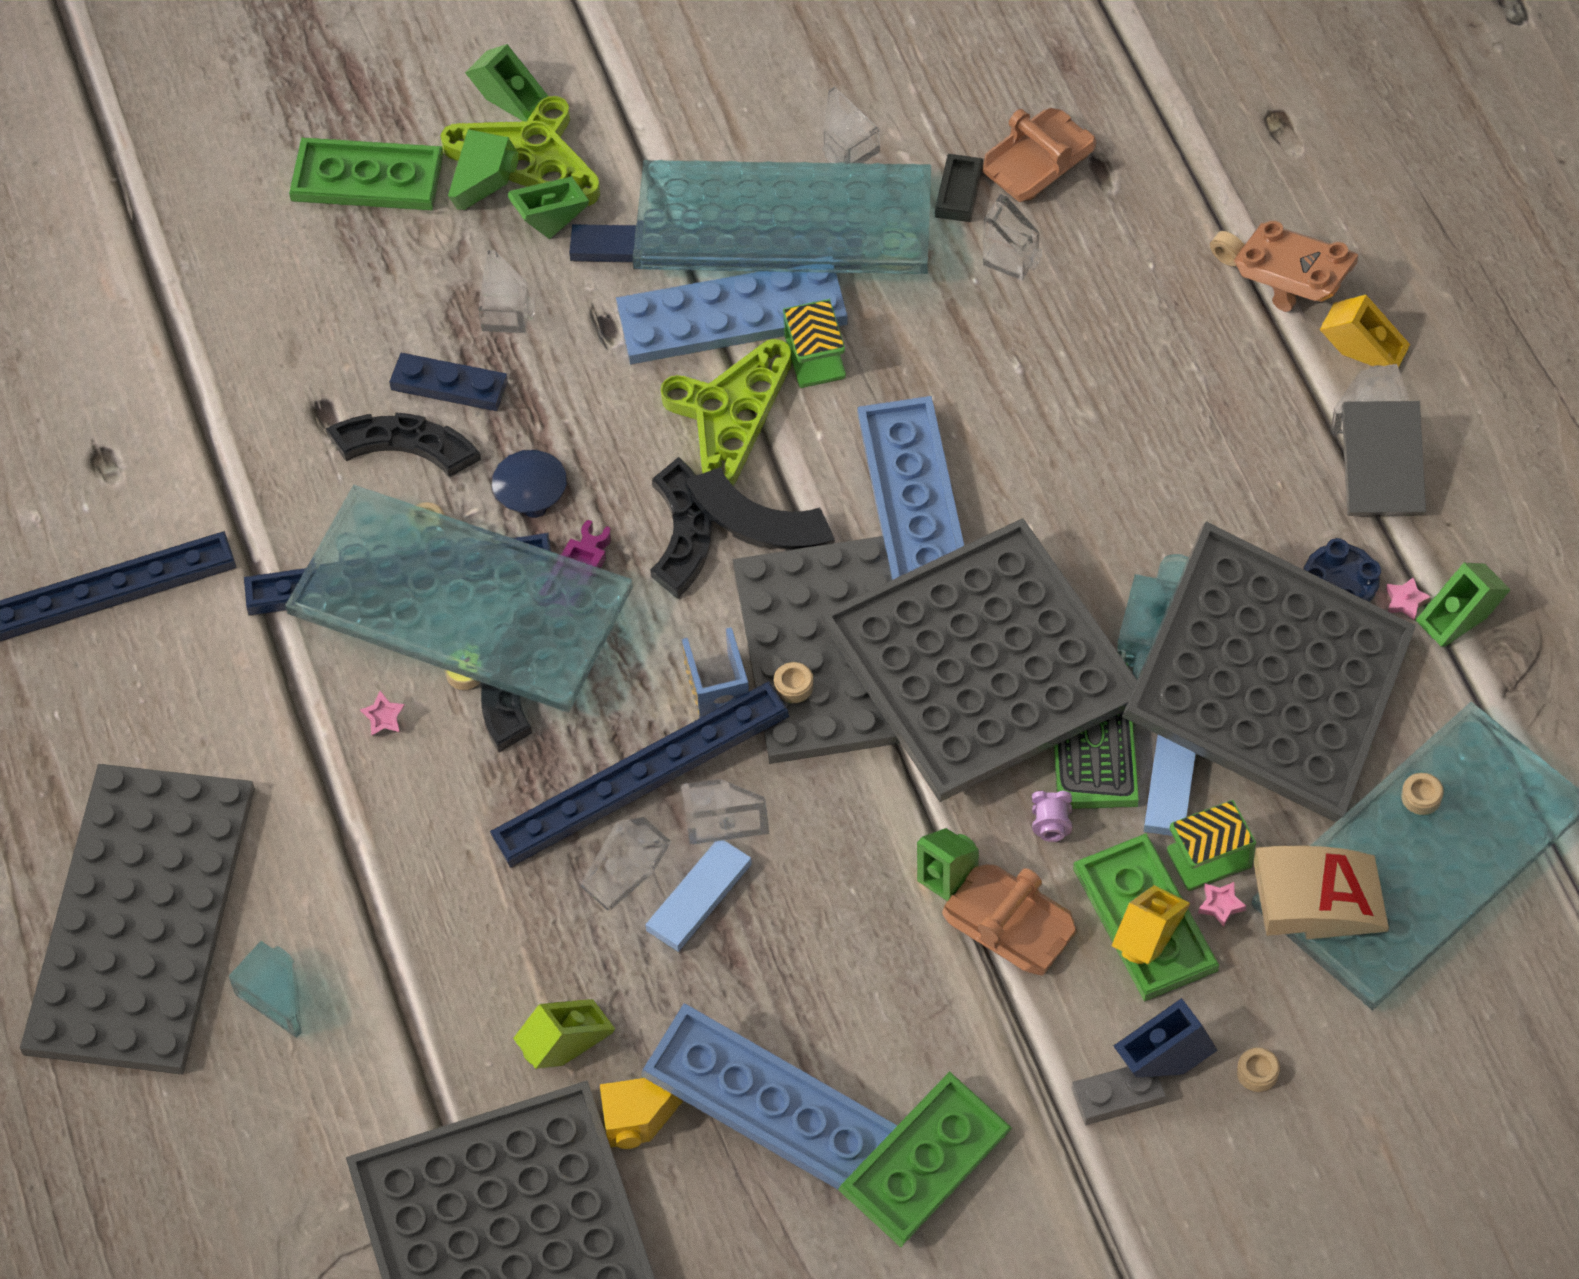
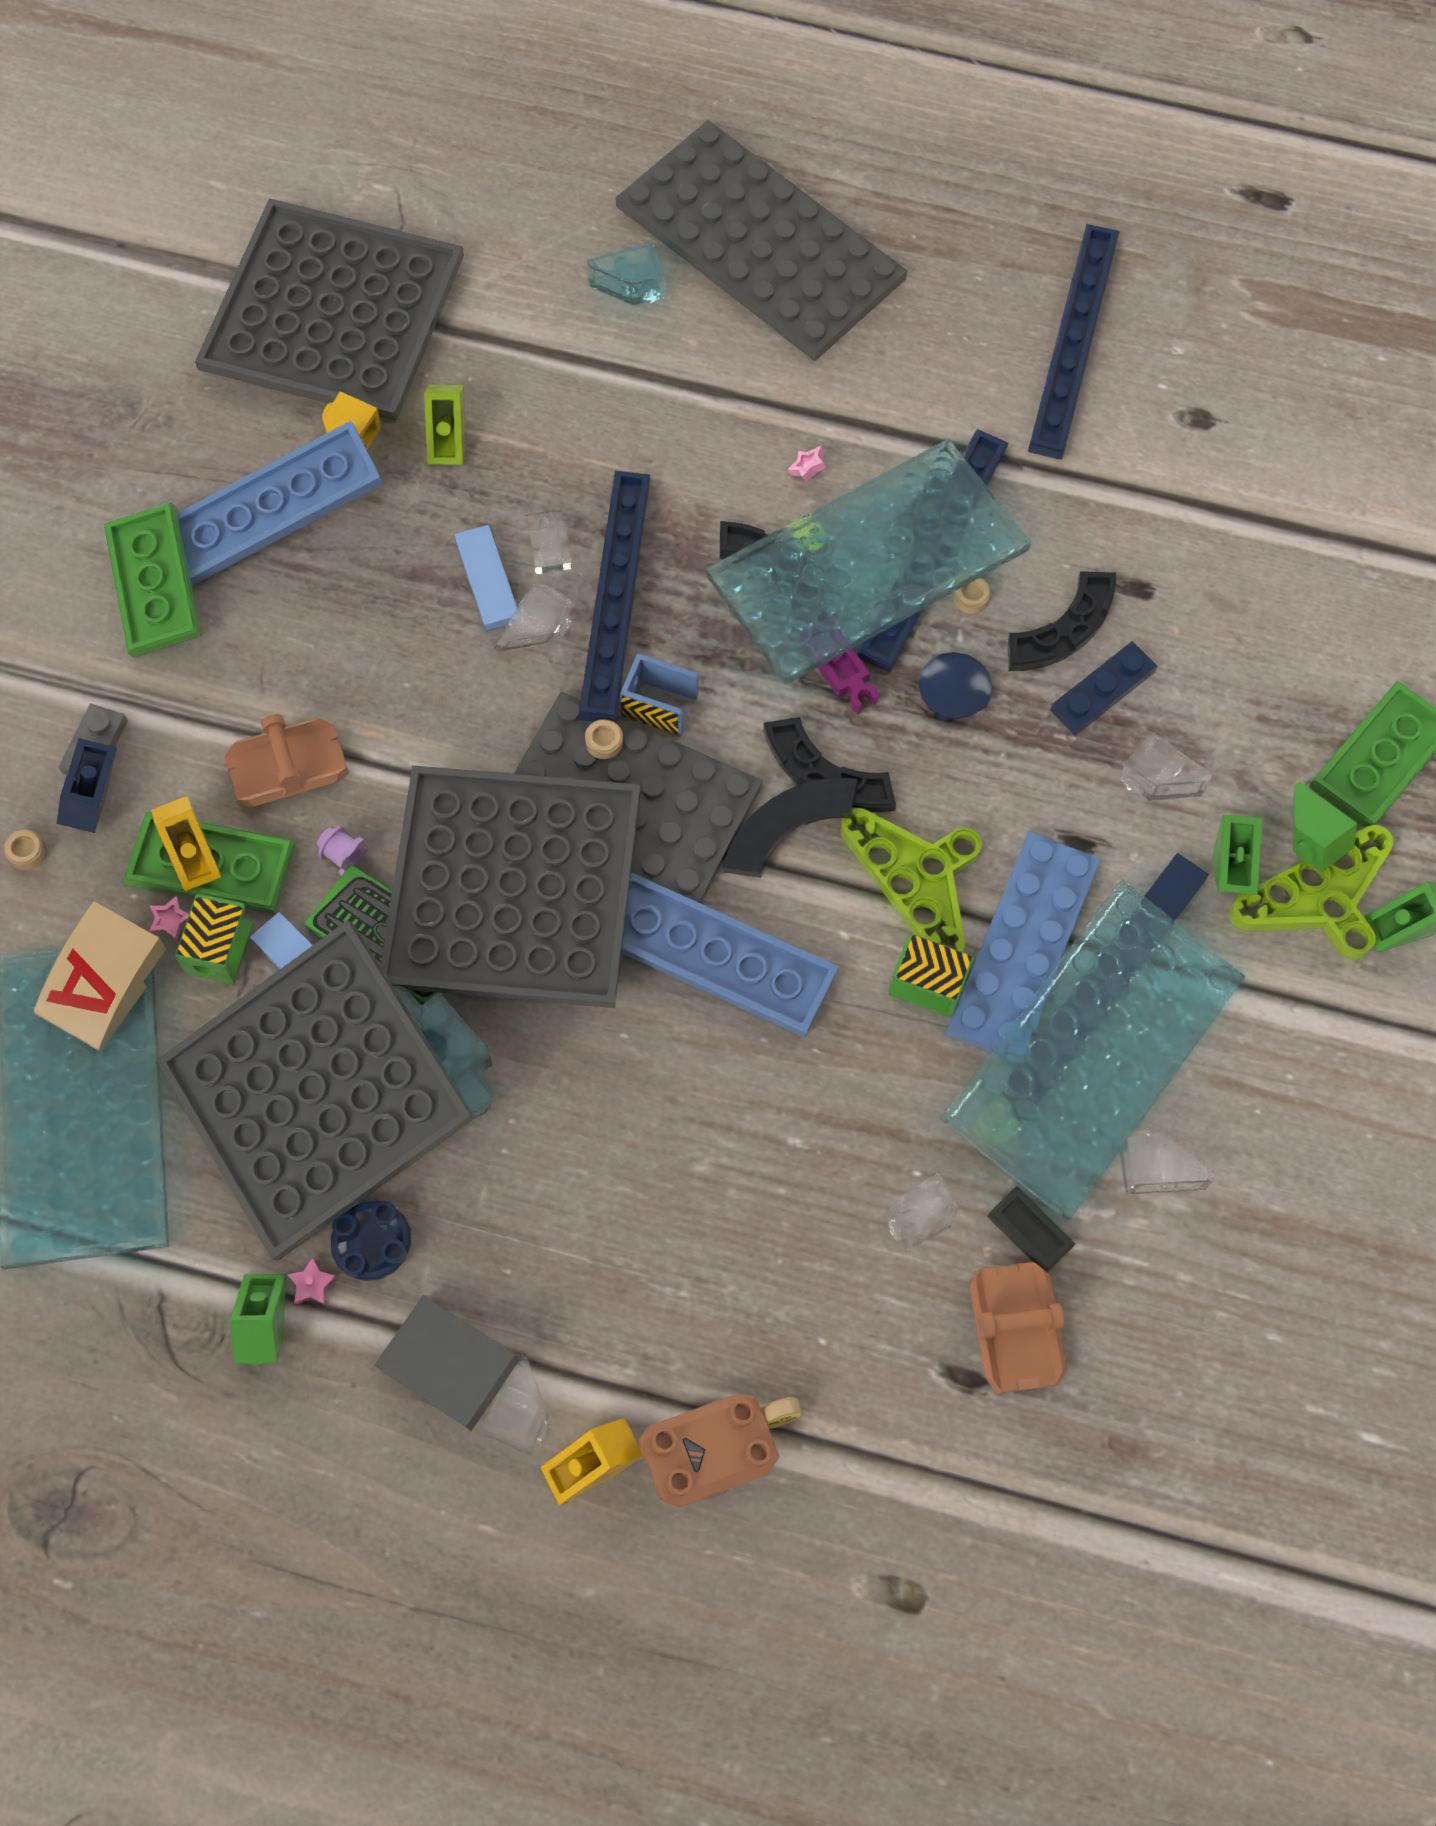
camera: 120 degrees right, 10 degrees up
(945, 861) = (360, 739): bright green slope -> none
(1422, 793) = (117, 1129): tan tile -> none

